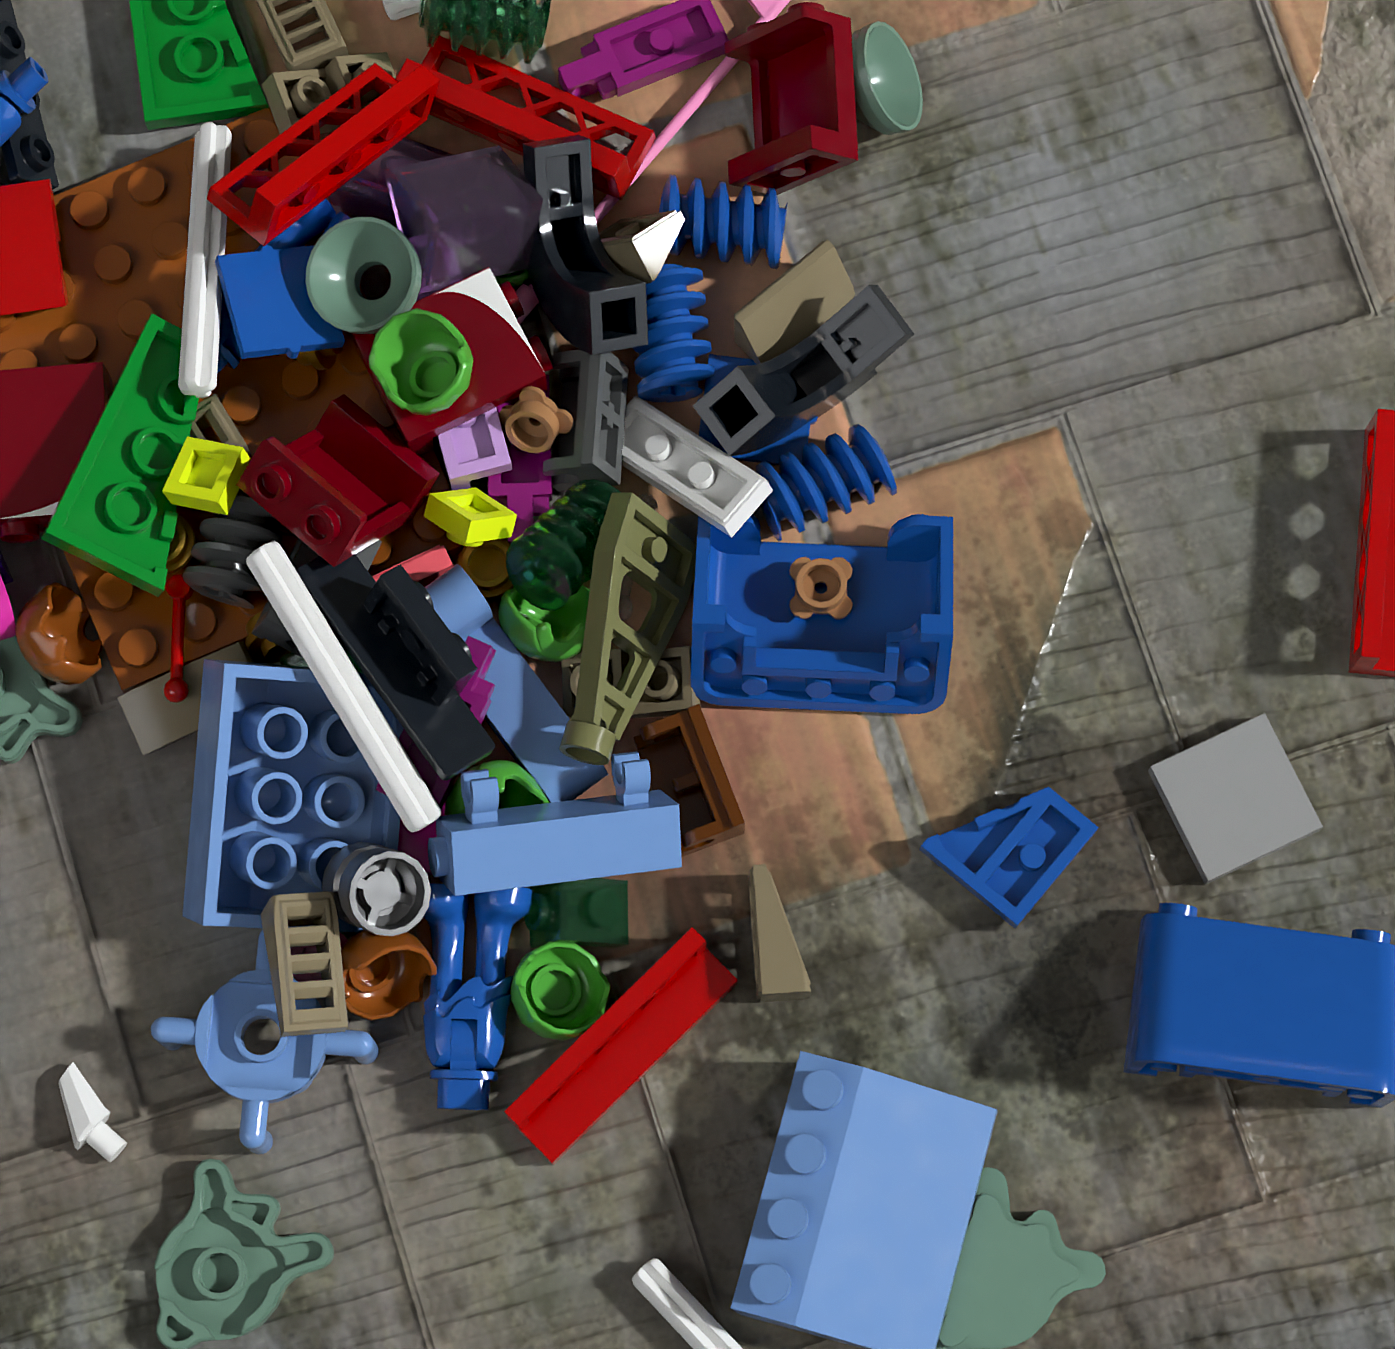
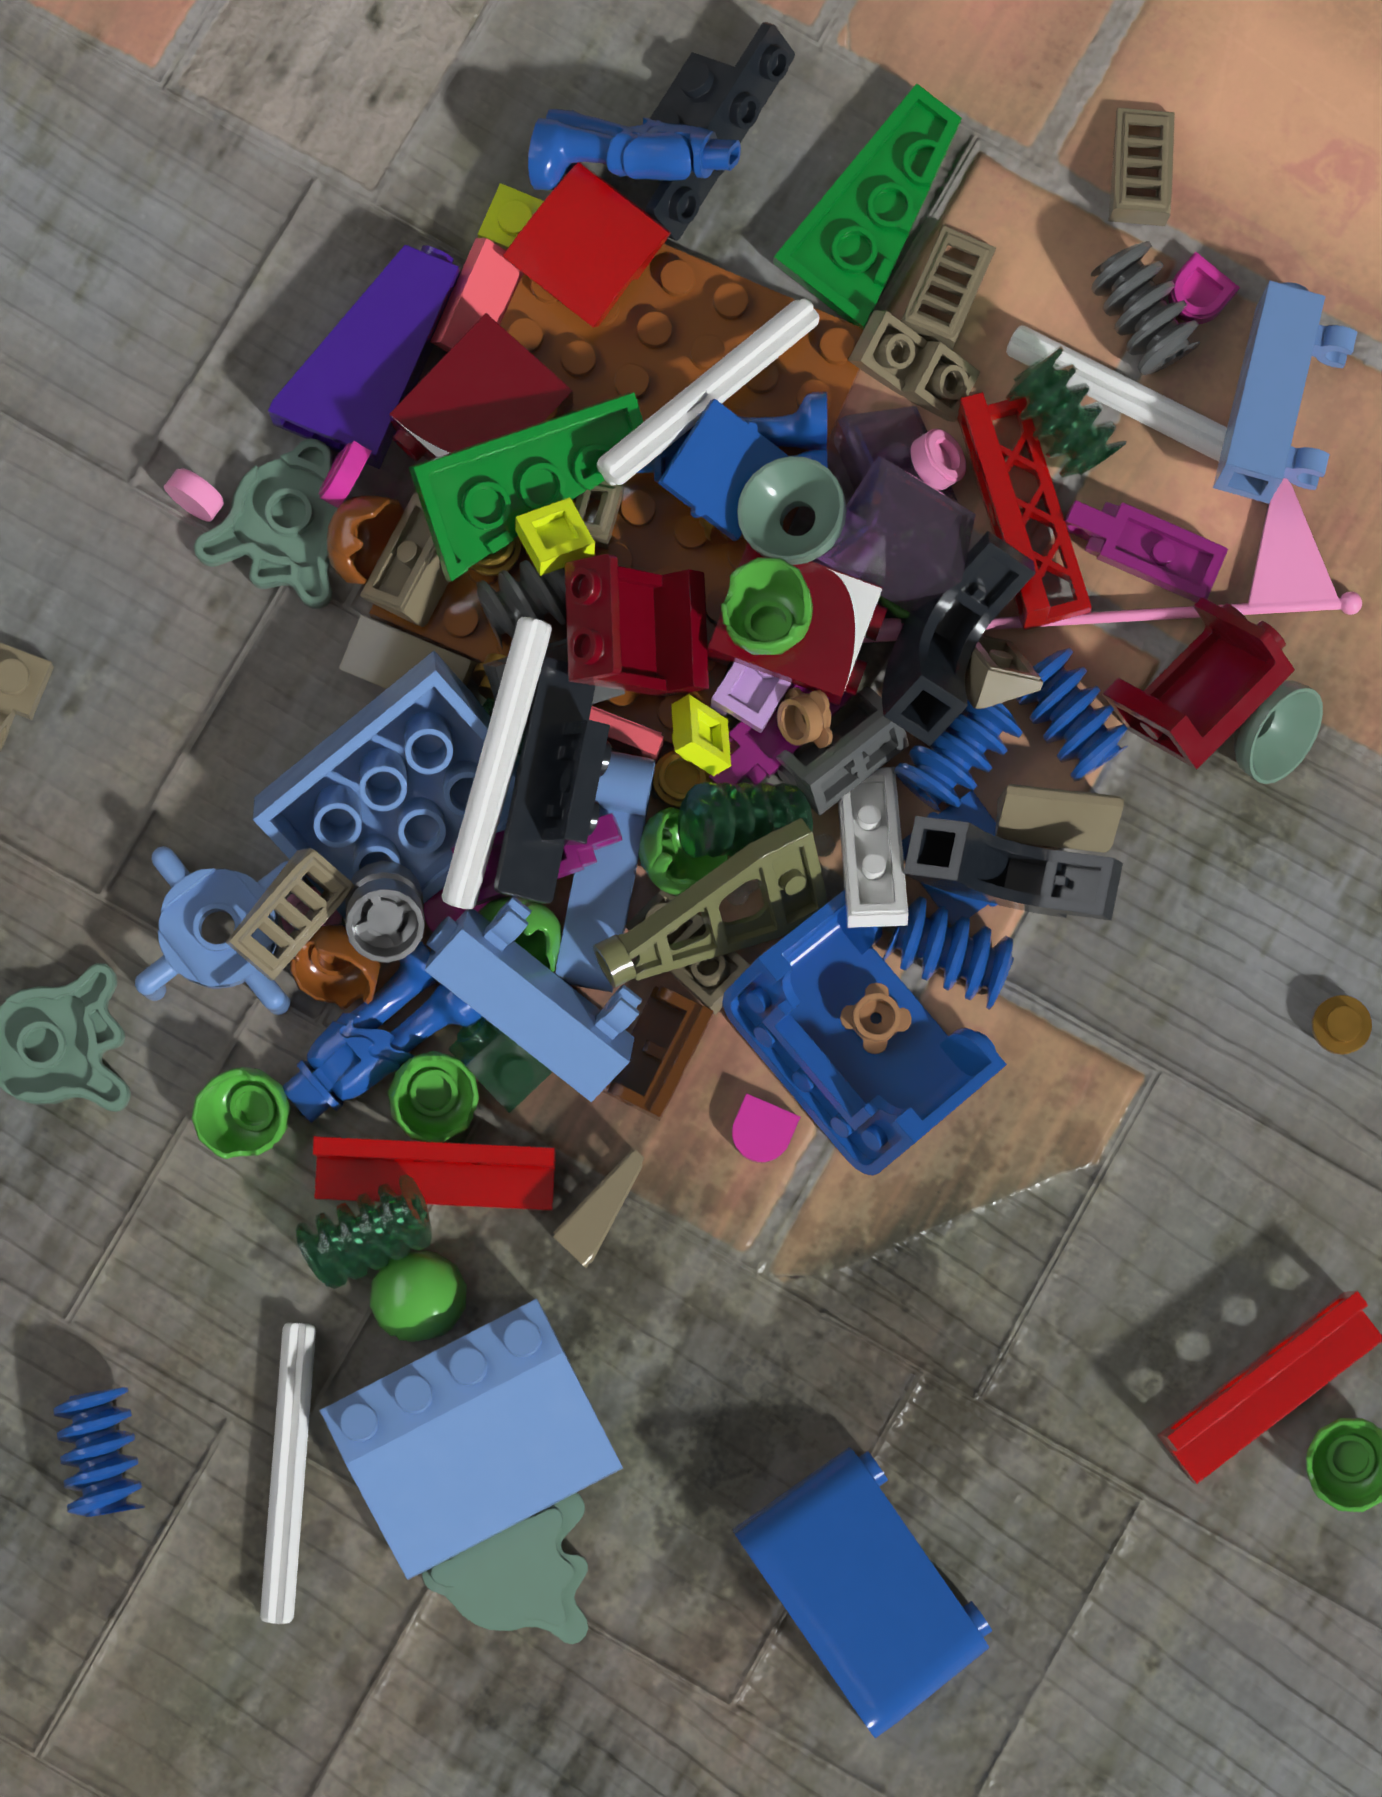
camera: 40 degrees right, 5 degrees up
(88, 1116) = (66, 860): white bar -> none
(118, 621) = (408, 573): none -> dark tan slope
(176, 688) = (399, 649): red hinge -> none
(327, 162) = (853, 411): red fence -> none
(427, 142) = (938, 459): none -> bright pink tile
(429, 1156) = (241, 1113): none -> bright green hair
(622, 1143) = (368, 1237): none -> clear green piece
(707, 1152) = (418, 1296): none -> bright green hair
(826, 757) = (762, 1130): none -> dark pink tile
(1013, 851) = (812, 1317): blue wing -> none
(1155, 241) = (1341, 1024): none -> pearl gold plate
(1235, 798) = (992, 1436): light grey tile -> none

